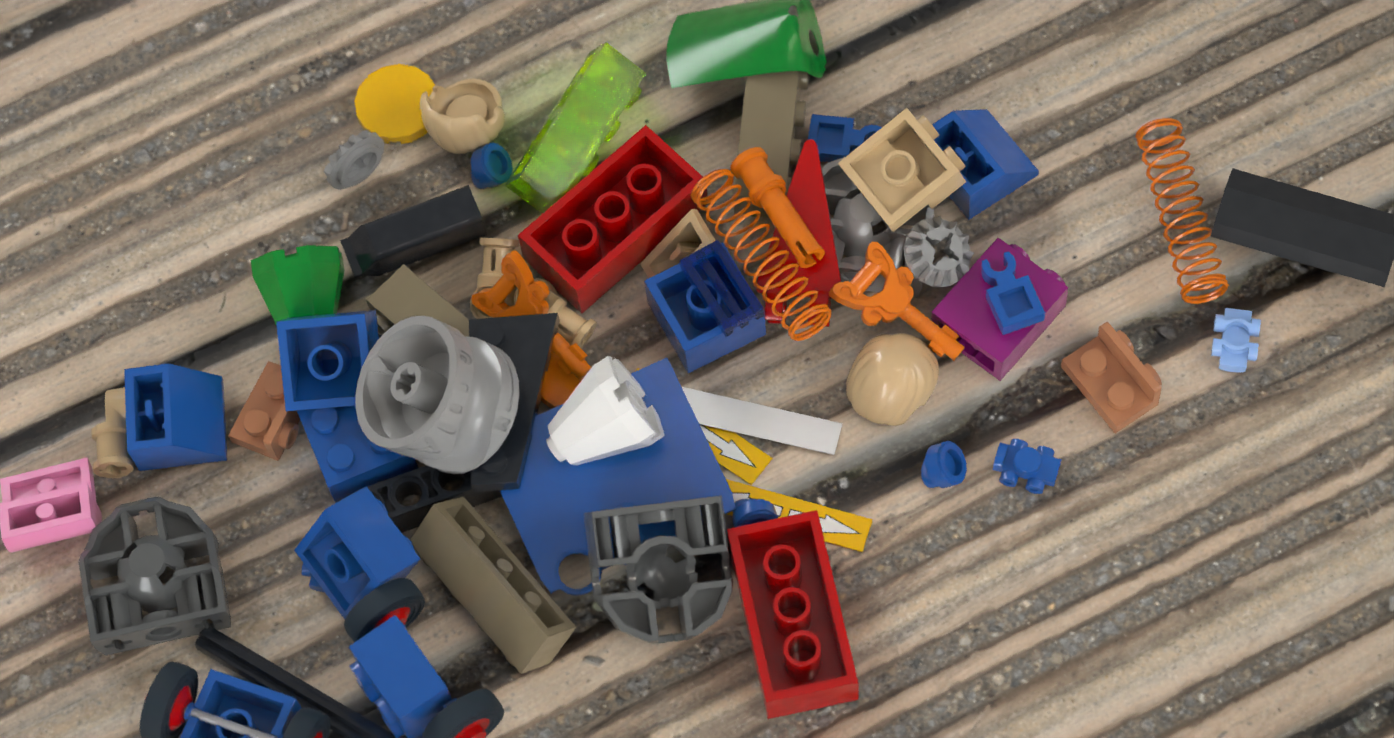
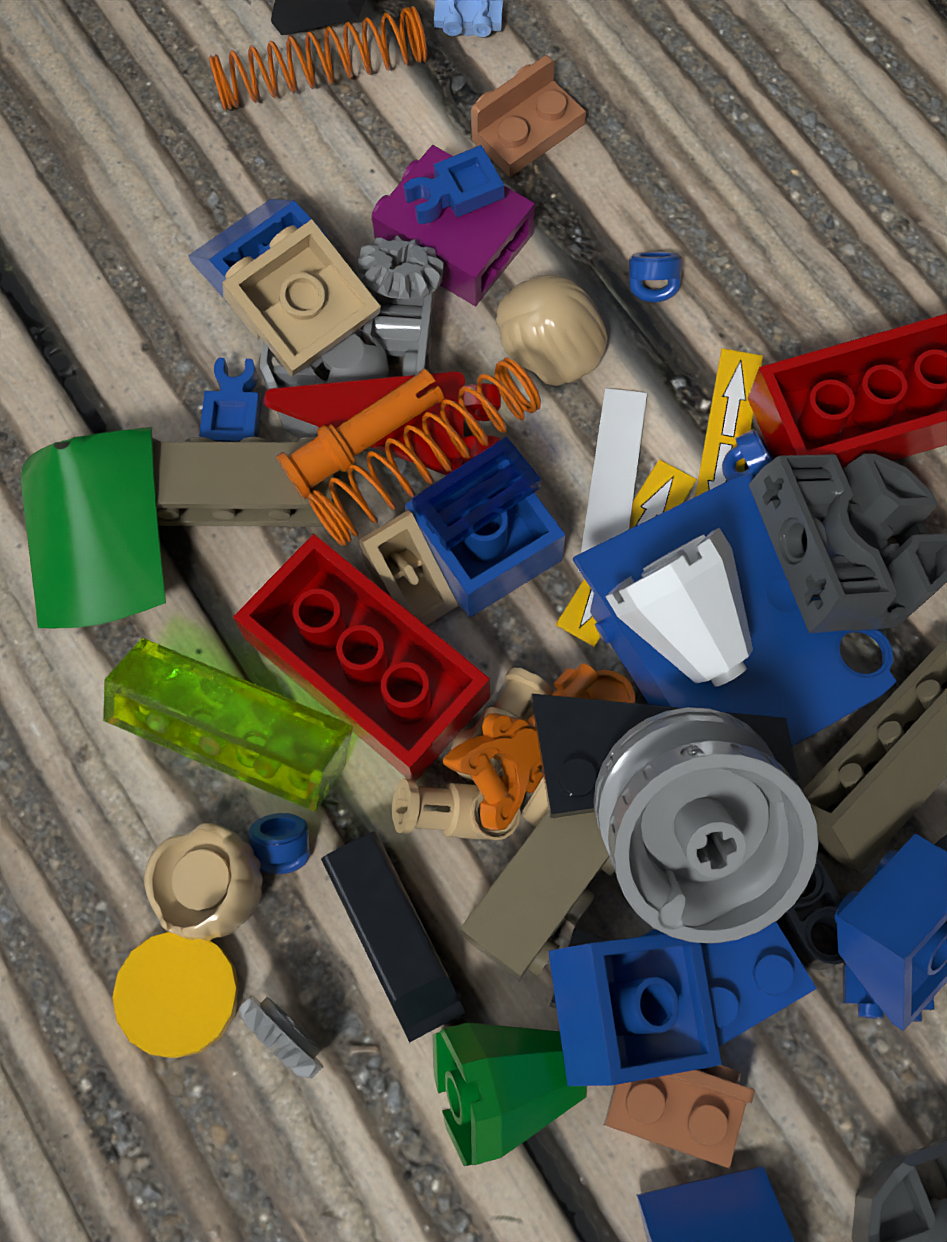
camera: 100 degrees left, 5 degrees up
(892, 301) = (464, 317): orange piece -> none
(1025, 462) = (639, 189): blue piece -> none

